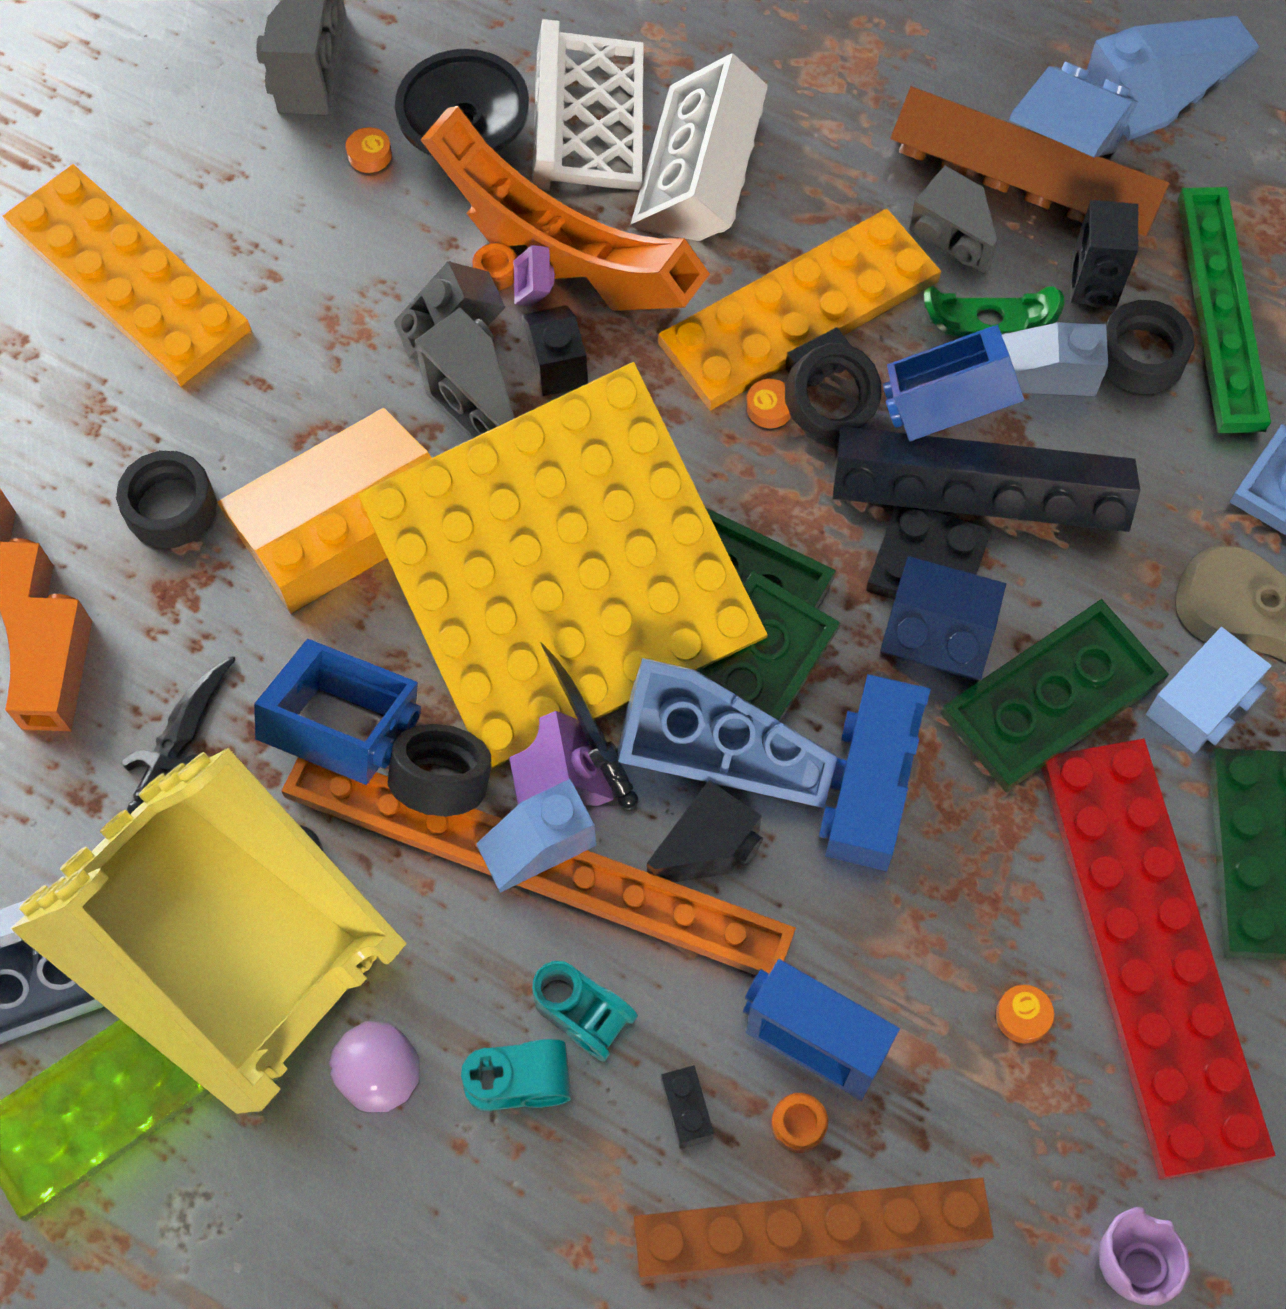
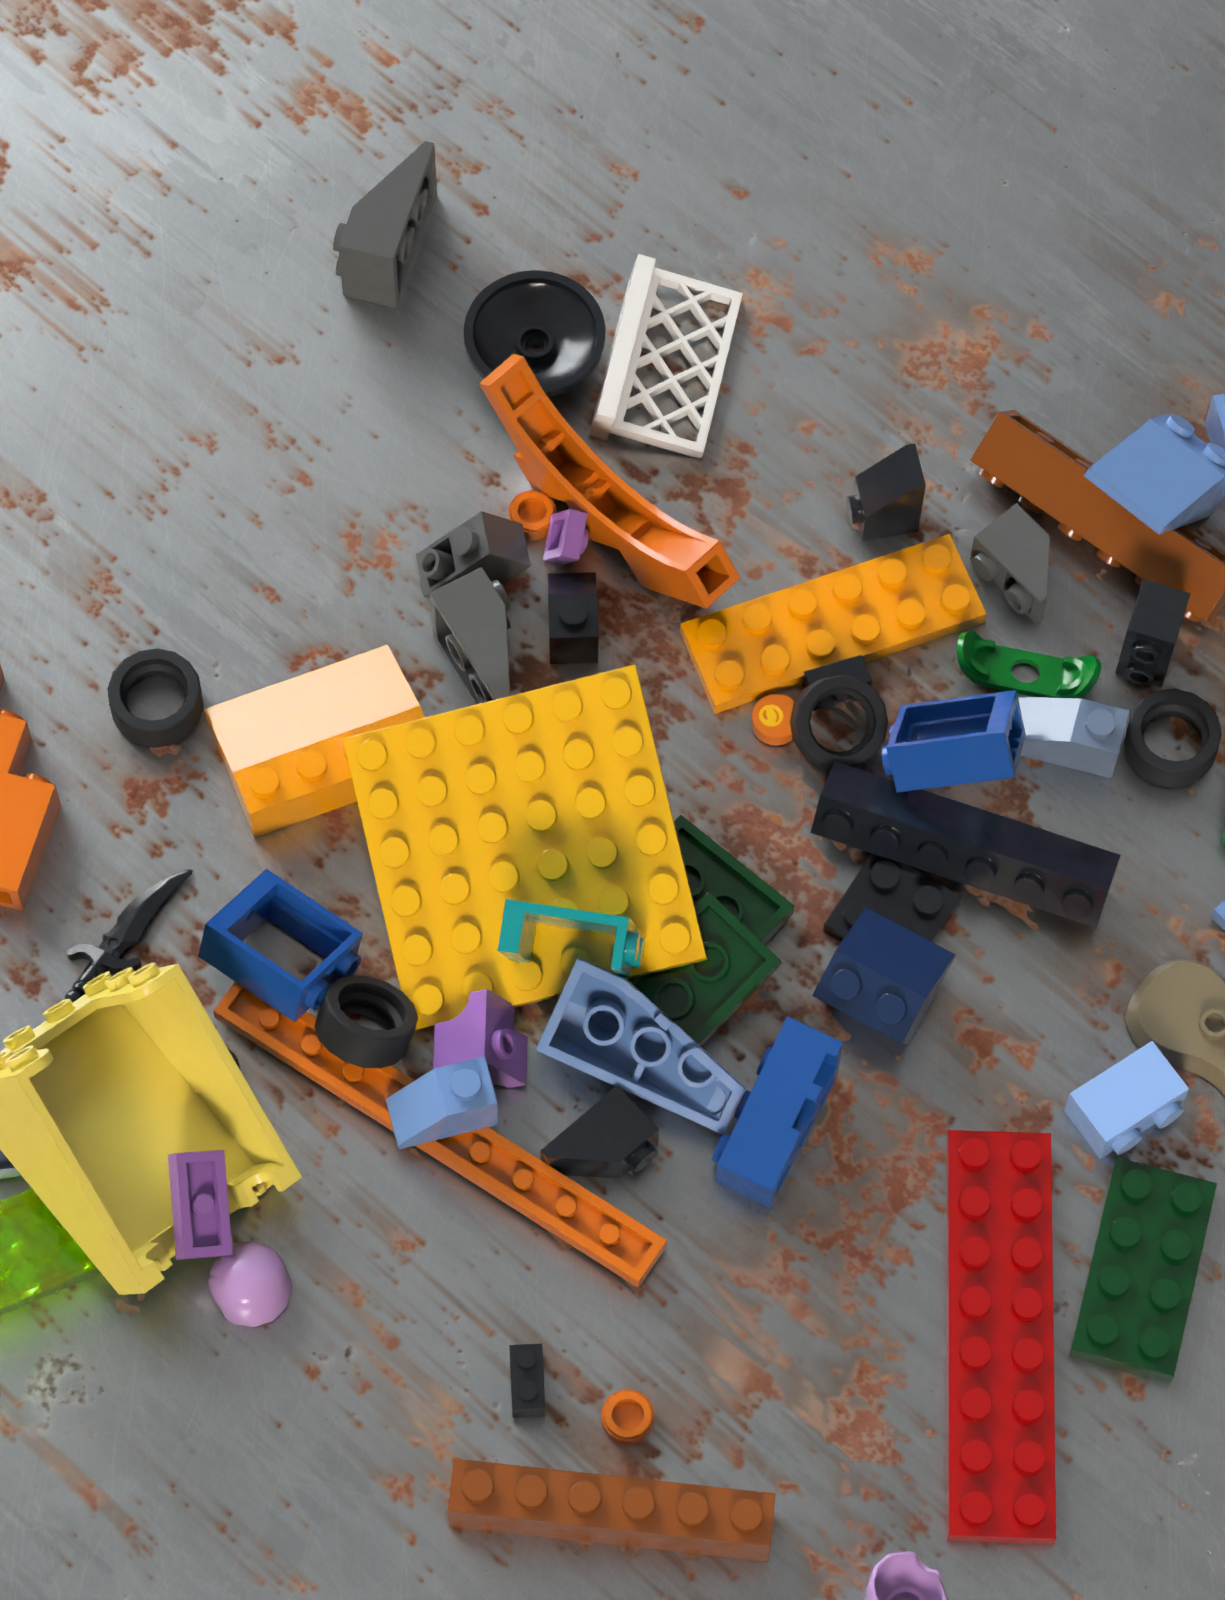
camera: 10 degrees right, 0 degrees up
(127, 274) = (156, 447): light orange plate -> none
(304, 997) = (200, 1204): none -> medium lavender plate
(368, 150) = (429, 359): orange tile -> none
(523, 1074) = (384, 1319): teal piece -> none
(579, 626) = (520, 925): none -> teal panel
(583, 1010) = (457, 1277): teal piece -> none
(604, 753) = (524, 1039): black piece -> none
(701, 152) = (772, 433): white slope -> none
(818, 1028) = (662, 1334): blue window -> none
(826, 181) = (888, 496): none -> black slope
(1024, 1014) = (862, 1365): orange tile -> none
(1053, 694) = (976, 1072): dark green plate -> none

